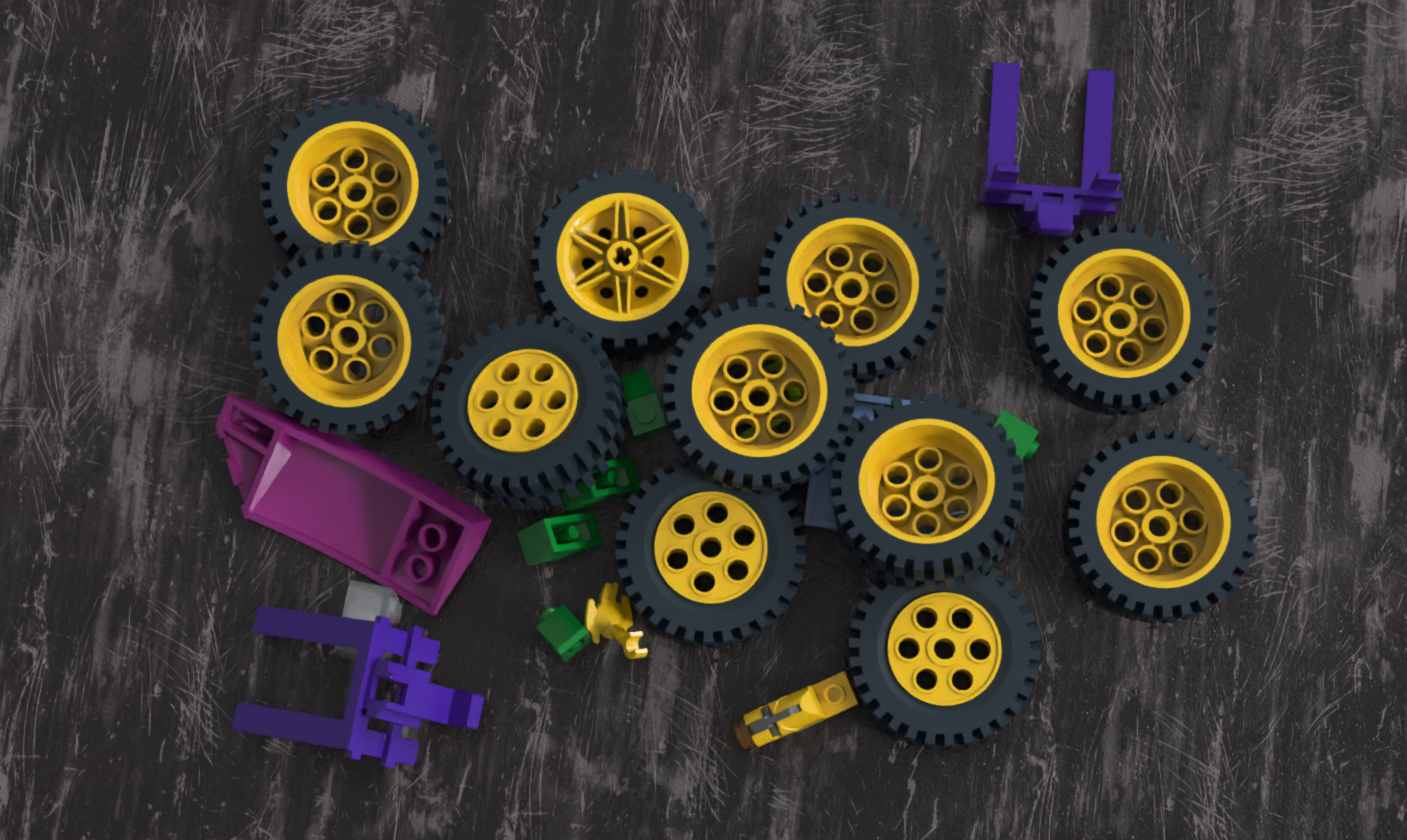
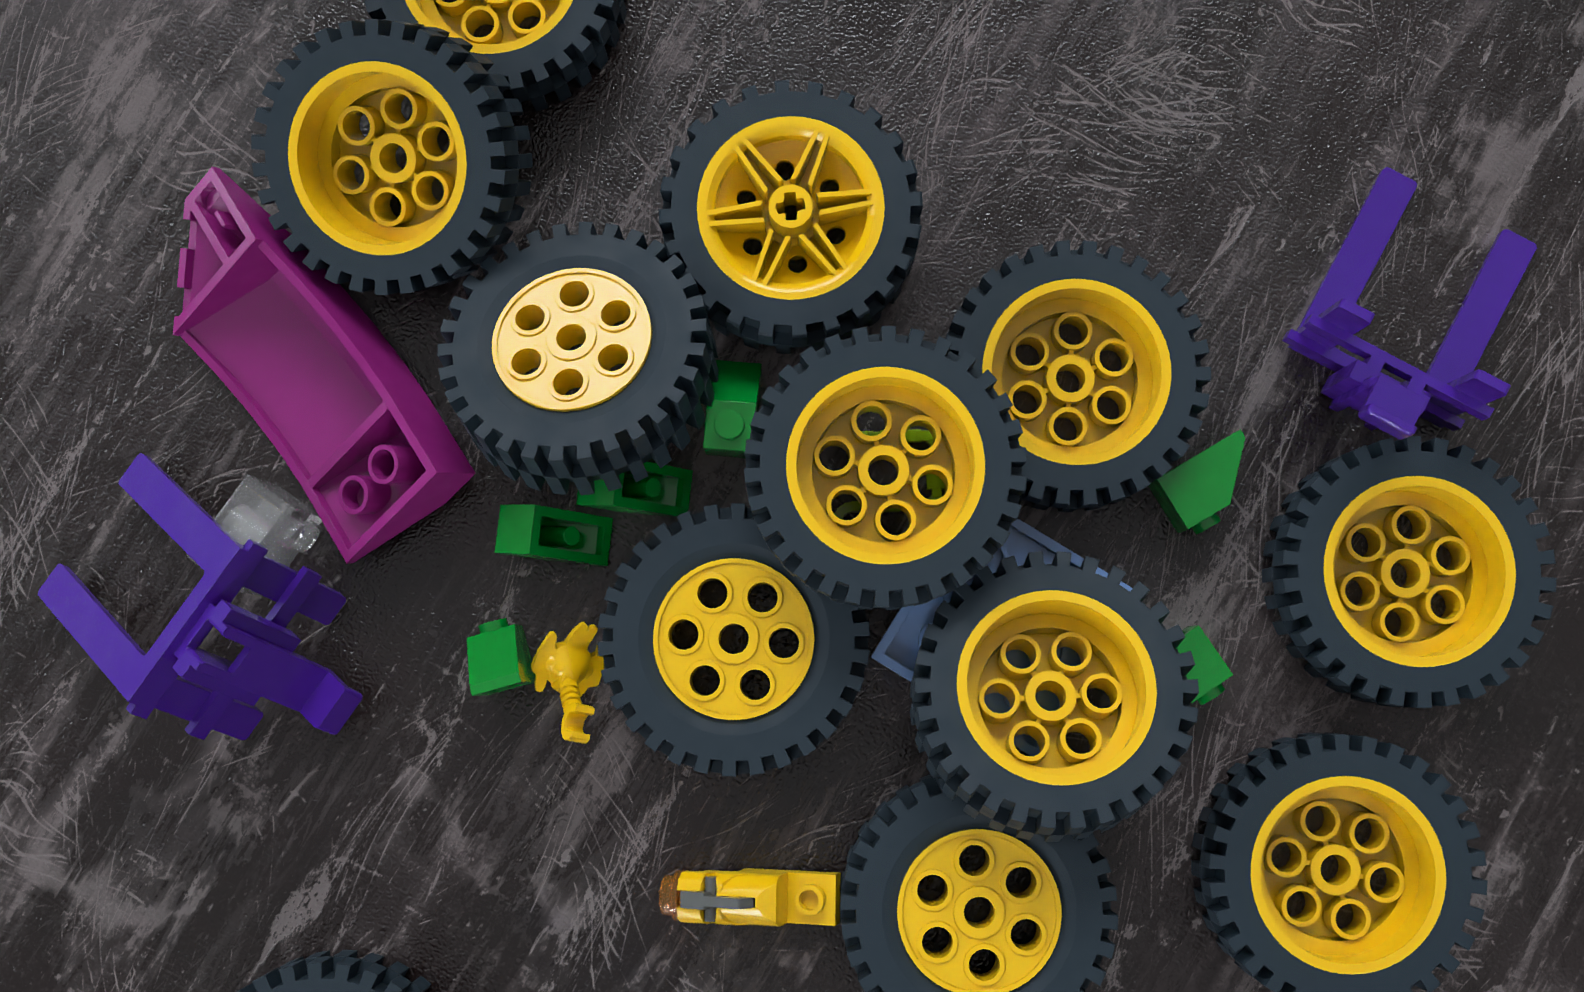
camera: 30 degrees right, 5 degrees up
(965, 321) = (1200, 486): none -> green slope

